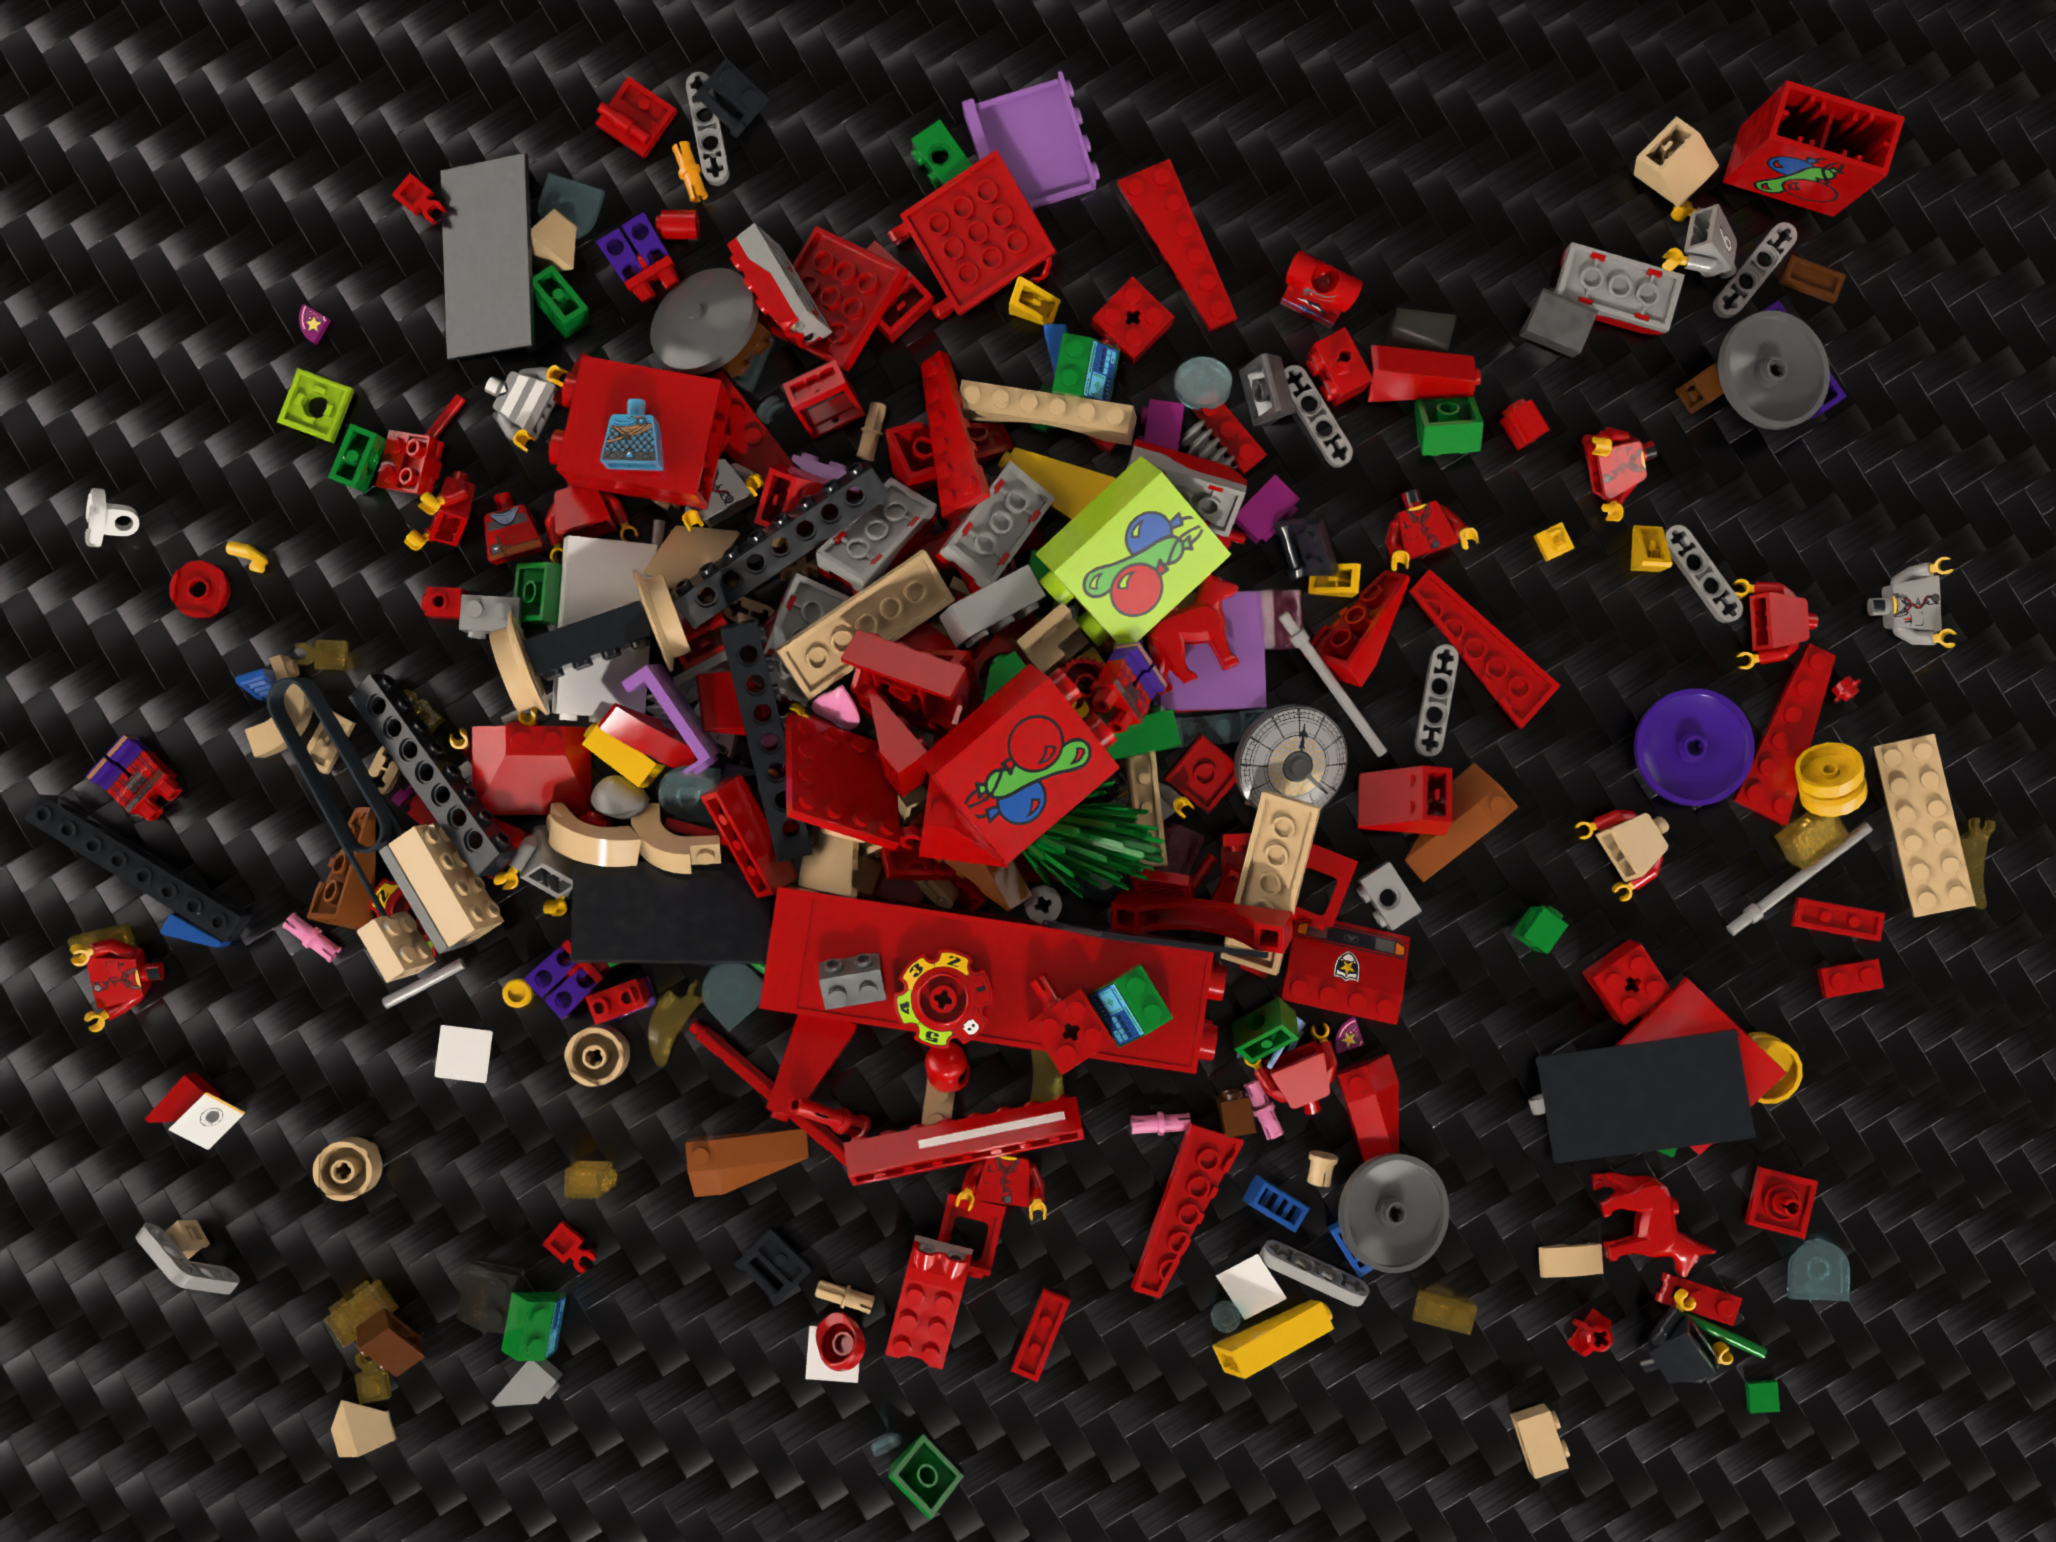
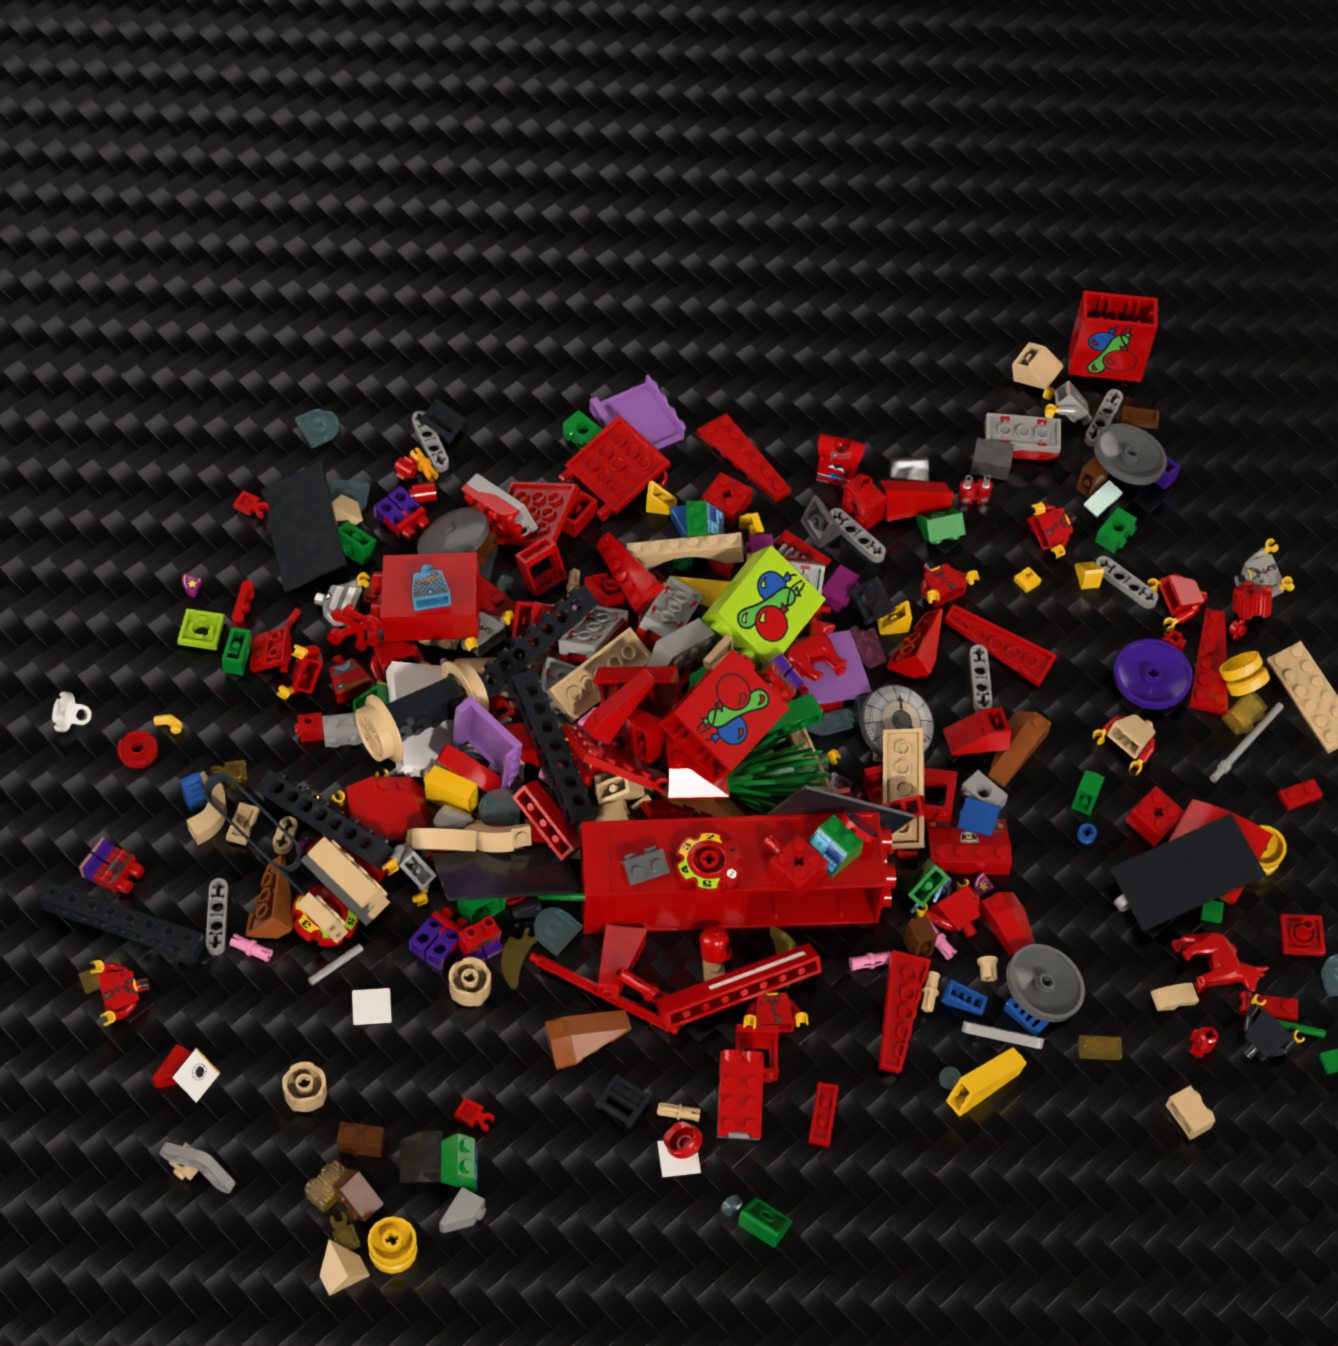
camera: 20 degrees left, 30 degrees down
(184, 929) = (167, 956): blue slope -> none
(267, 877) = (217, 916): none -> light grey beam
(379, 377) = (243, 604): none -> red plate
(411, 1256) = (360, 1139): none -> reddish brown brick
(427, 1415) = (392, 1245): none -> yellow wheel
(514, 450) = (369, 623): none -> red plant
(517, 993) = (403, 959): yellow tile -> none
(544, 70) = (318, 426): none -> clear light blue tile
(589, 1179) = (481, 1060): clear yellow brick -> none
(635, 117) = (383, 441): red plate -> none
(660, 174) = (406, 467): none -> red gear
(865, 715) = (614, 711): none -> red wedge
(1165, 379) = (752, 522): none -> yellow bracket
(1175, 986) = (861, 828): none -> red tile
(1202, 383) = (780, 525): clear light blue tile -> none
(1202, 773) = (844, 740): red tile -> none
(1231, 1186) = (930, 991): none -> tan axle
(1251, 1286) = (962, 1052): white sticker -> none
(1301, 639) = (882, 650): light grey bar -> none
(1370, 937) = (978, 817): none -> blue piece
(1516, 374) = (975, 491): none -> red piece
(1519, 974) = (1081, 833): none -> blue bush
(1523, 423) = (988, 513): red brick -> none
(1698, 491) = (1116, 530): none -> green brick
(1709, 423) = (1102, 499): none -> light aqua slope
(1746, 688) = (1175, 639): none -> red gear
(1838, 919) = (1279, 762): red tile -> none
(1883, 652) = (1252, 600): none -> red brick

